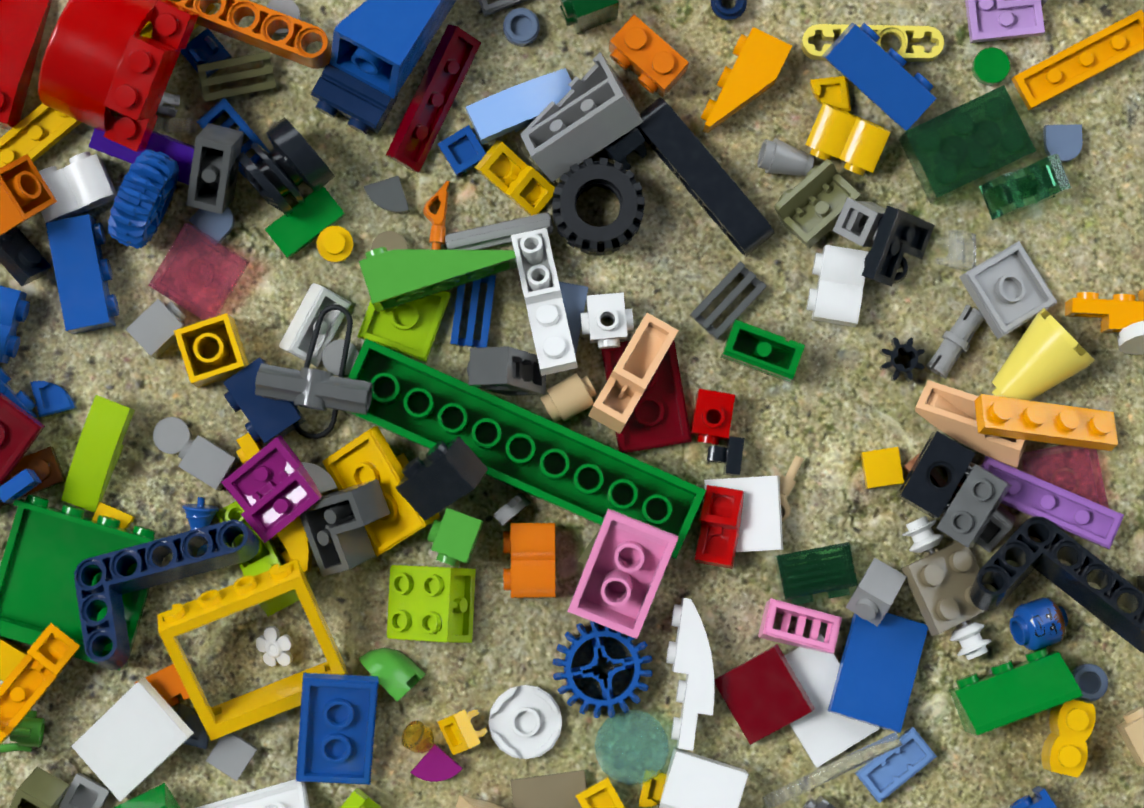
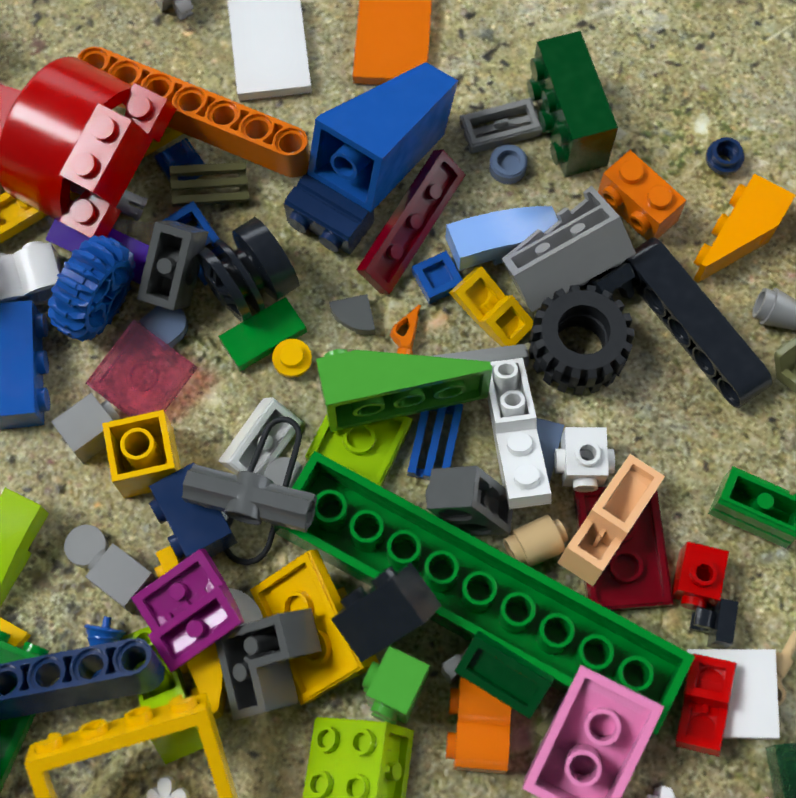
camera: 10 degrees right, 15 degrees down
(546, 520) = (504, 674): none -> dark green tile
(749, 277) = (741, 432): dark grey tile -> none

